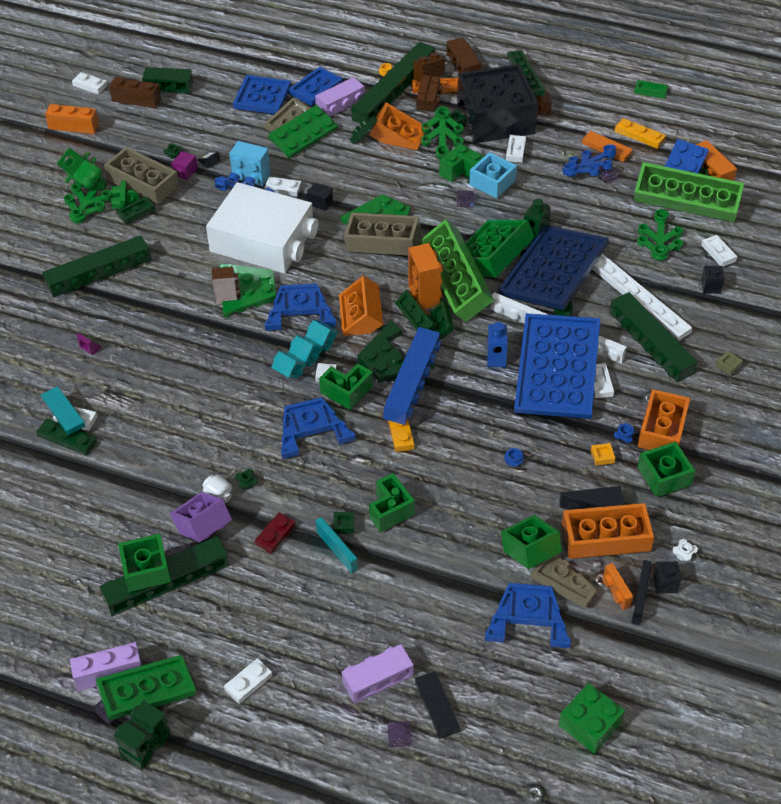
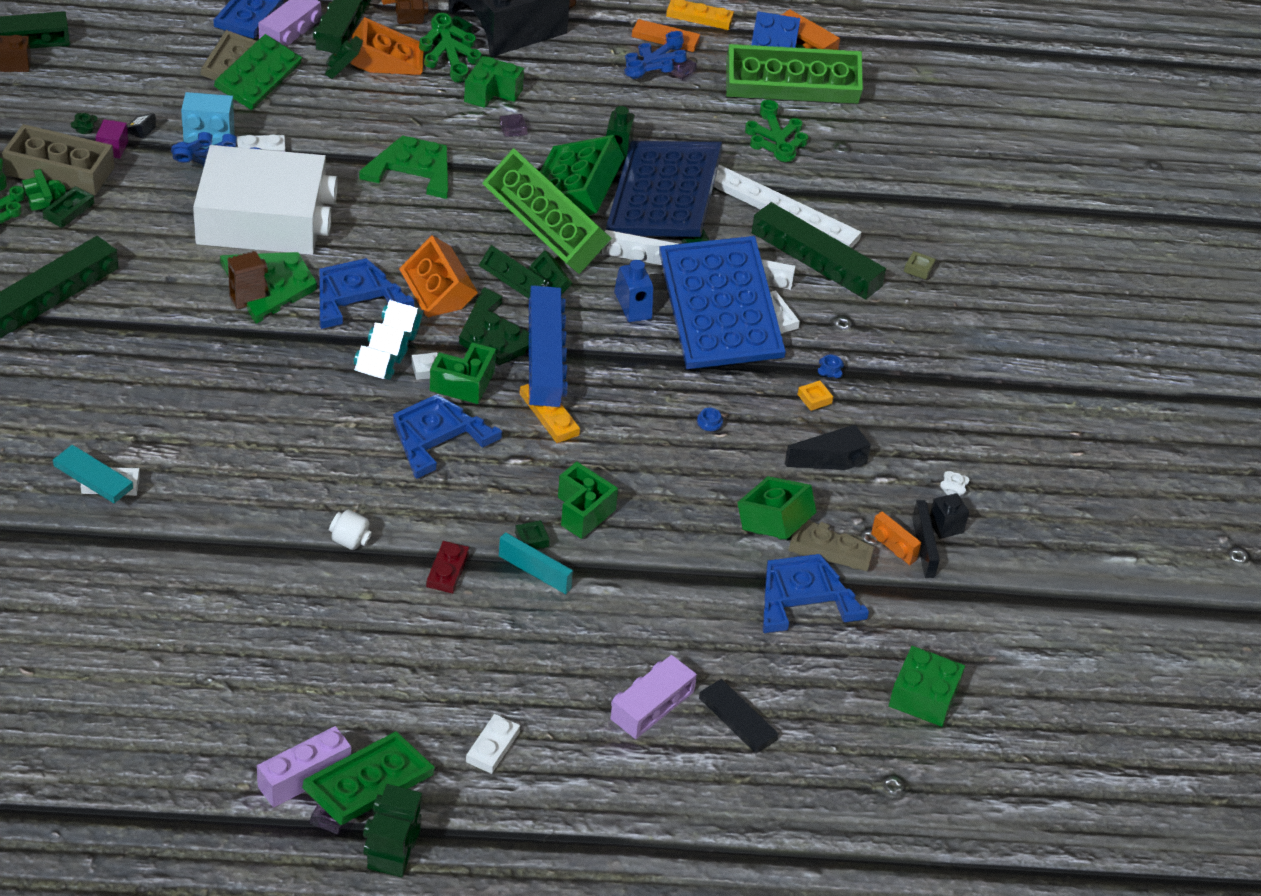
camera: 25 degrees left, 5 degrees down
(77, 441) = (97, 508): dark green plate -> none
(87, 344) = (82, 387): magenta slope -> none
(144, 562) = (307, 628): green brick -> none
(183, 569) = (327, 646): dark green brick -> none
(201, 516) = (349, 563): medium lavender brick -> none
(246, 483) = (381, 511): dark green plate -> none
(262, 94) = (177, 32): blue plate -> none
(320, 196) = (321, 145): black brick -> none
(381, 233) = (429, 182): dark tan brick -> none
(399, 734) = (707, 759): clear purple plate -> none
(424, 275) = (512, 221): orange brick -> none
(493, 175) = (540, 89): medium azure brick -> none
(516, 148) = (552, 54): white plate -> none
(607, 530) = (860, 477): orange brick -> none
(663, 419) = (874, 344): orange brick -> none
(666, 469) = (898, 396): green brick -> none
(712, 279) = (862, 172): black brick -> none
(719, 250) = (855, 138): white plate -> none

